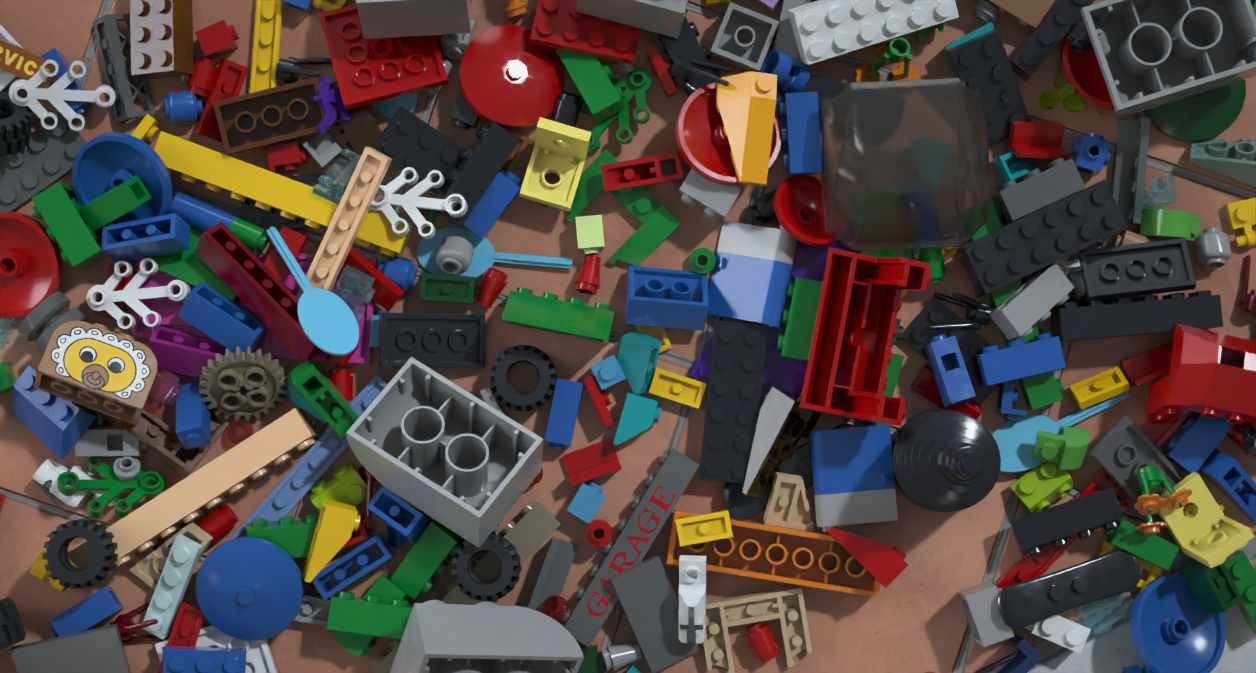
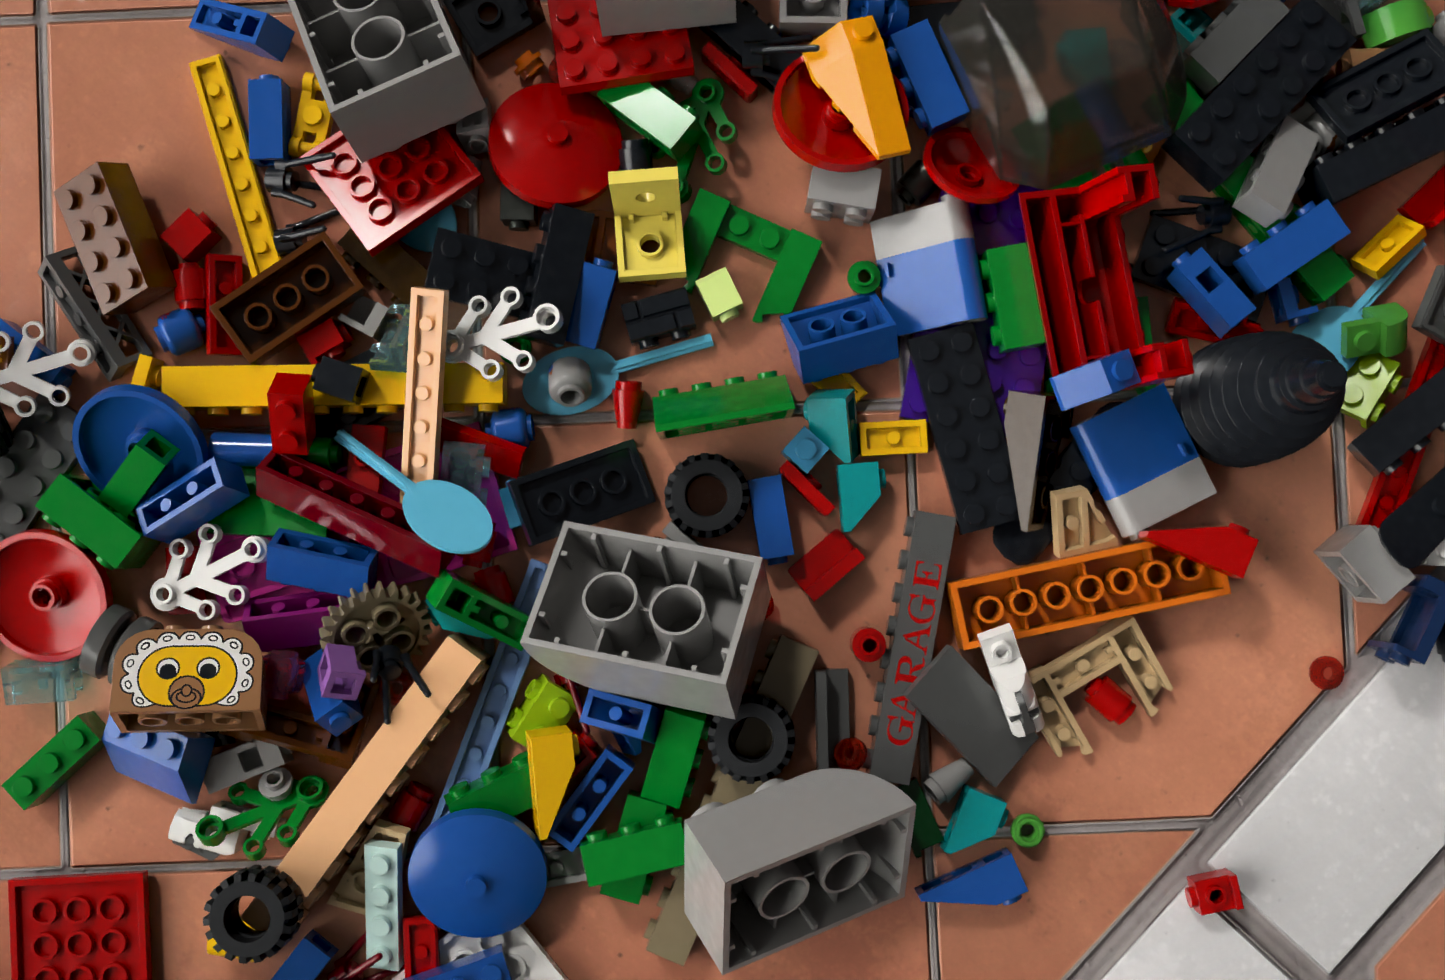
camera: 15 degrees left, 0 degrees up
(207, 404) = (340, 673): none -> medium lavender brick
(243, 203) = (291, 413): none -> red brick
(243, 413) = (389, 664): none -> black plant
(287, 192) = (340, 379): none -> black brick
(300, 24) = (282, 180): none -> black plant
(325, 96) = (345, 250): dark purple piece -> none
(448, 289) = (577, 424): dark green panel -> none
(539, 233) = (659, 318): none -> black brick
(586, 501) = (838, 613): dark azure brick -> none
(589, 275) = (737, 345): red cone -> none
(642, 172) = (755, 197): red slope -> none
(704, 528) = (994, 590): yellow plate -> none
(830, 403) = (1095, 379): none -> slope

